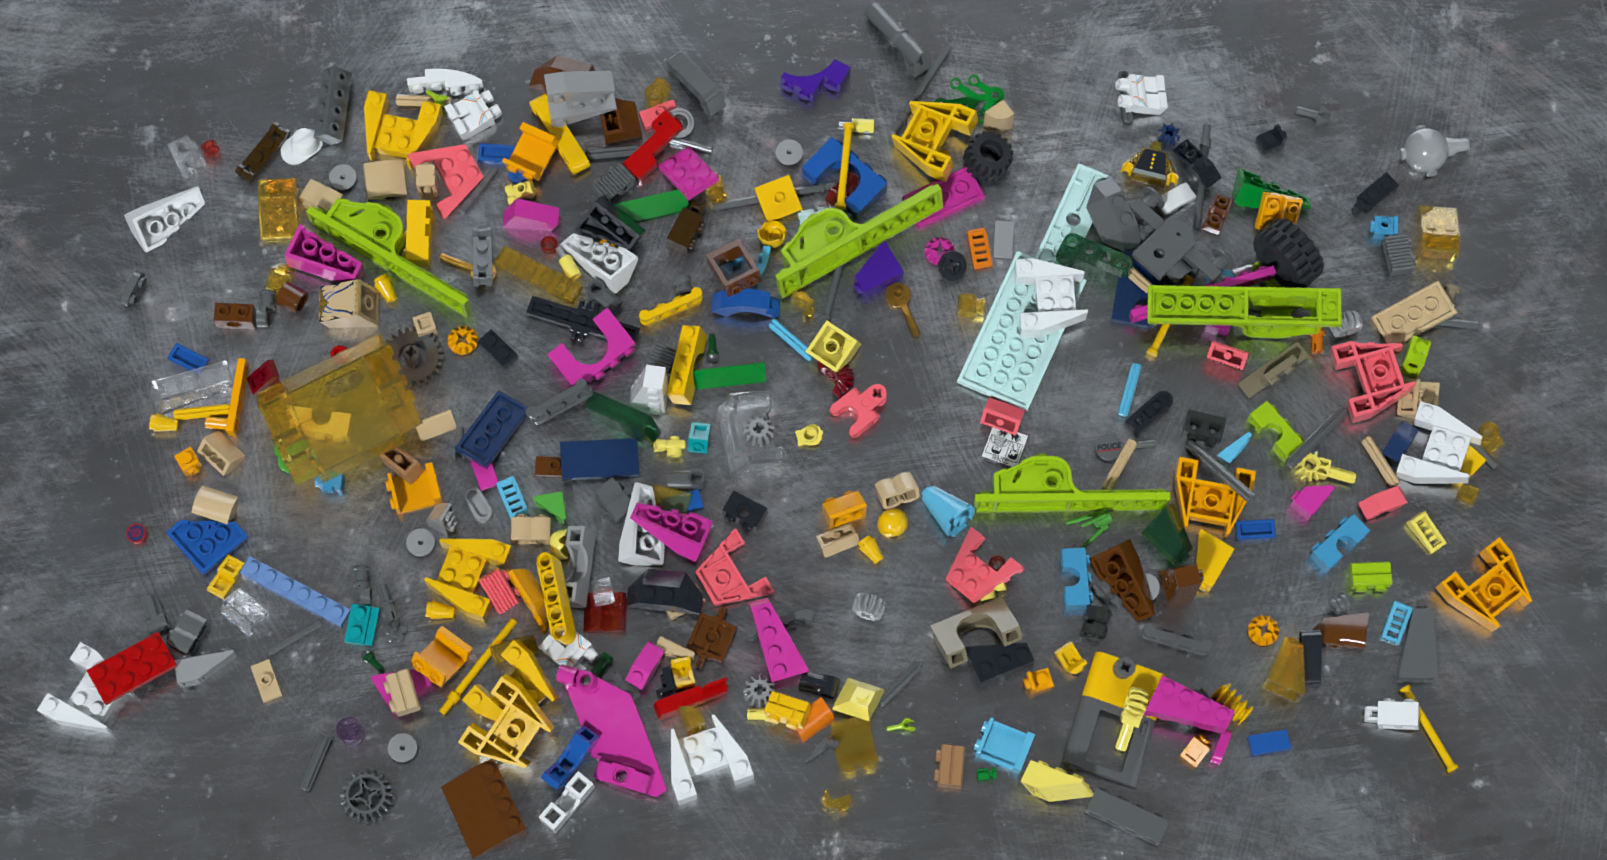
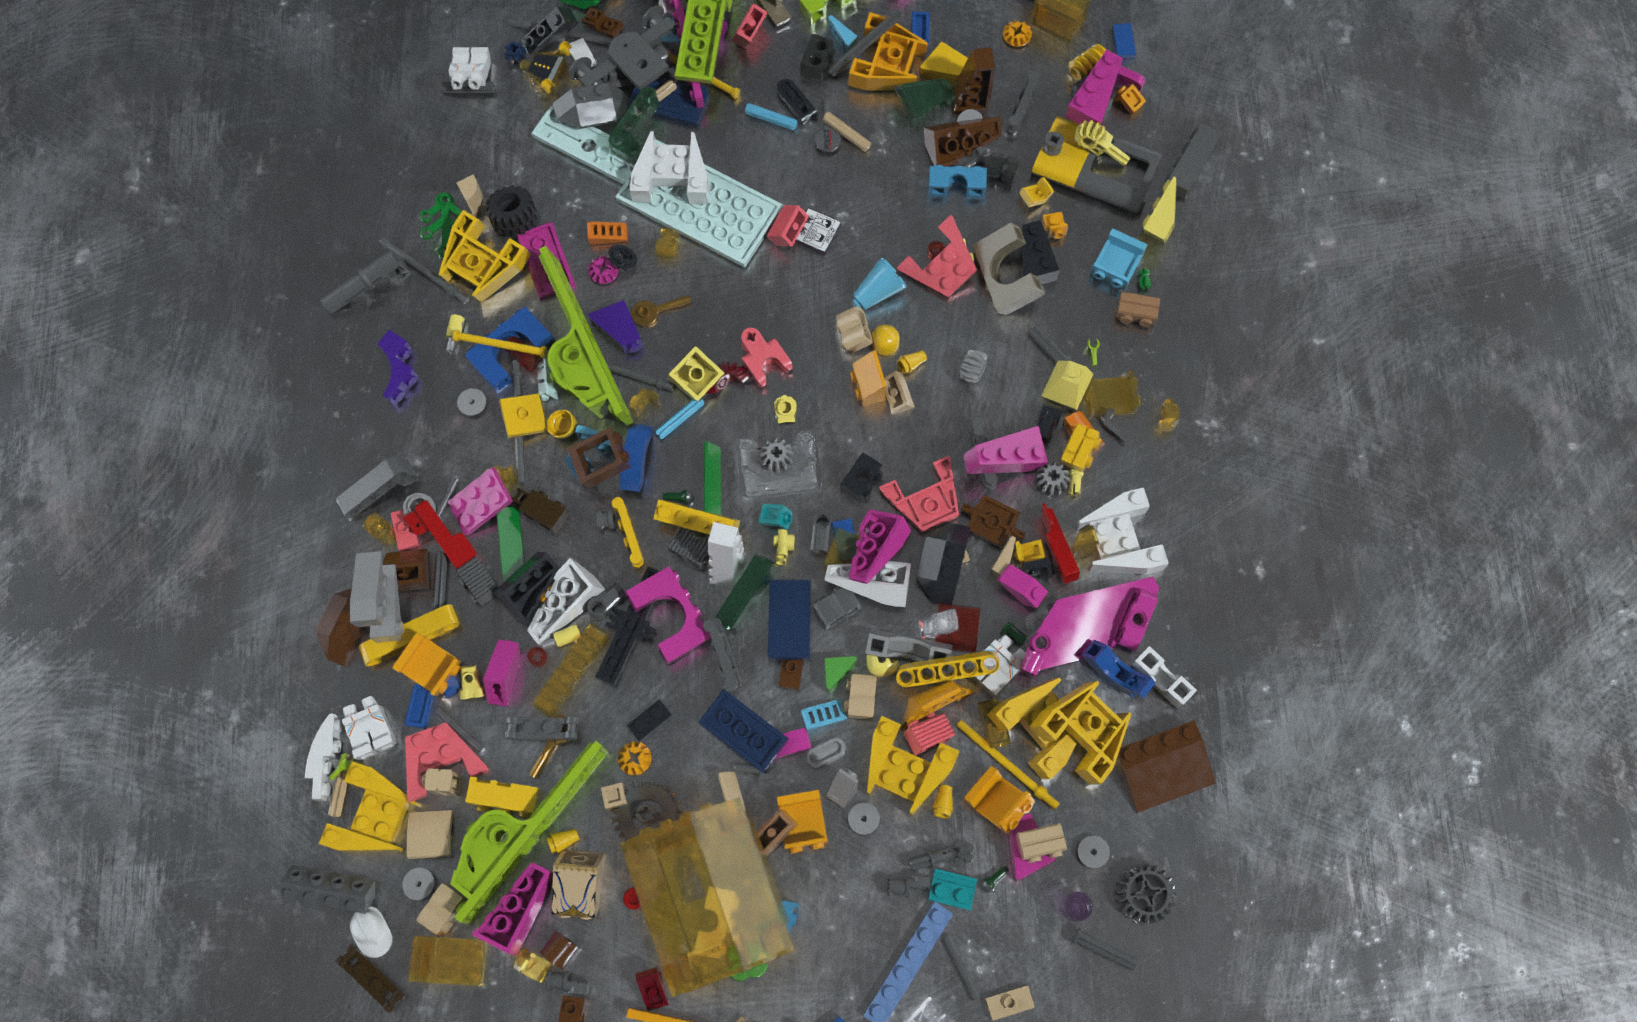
camera: 80 degrees left, 0 degrees up
(1003, 239) = (600, 210): light grey tile -> none
(1034, 493) = (863, 188): lime piece -> none
(1099, 519) = (900, 154): bright green plant -> none

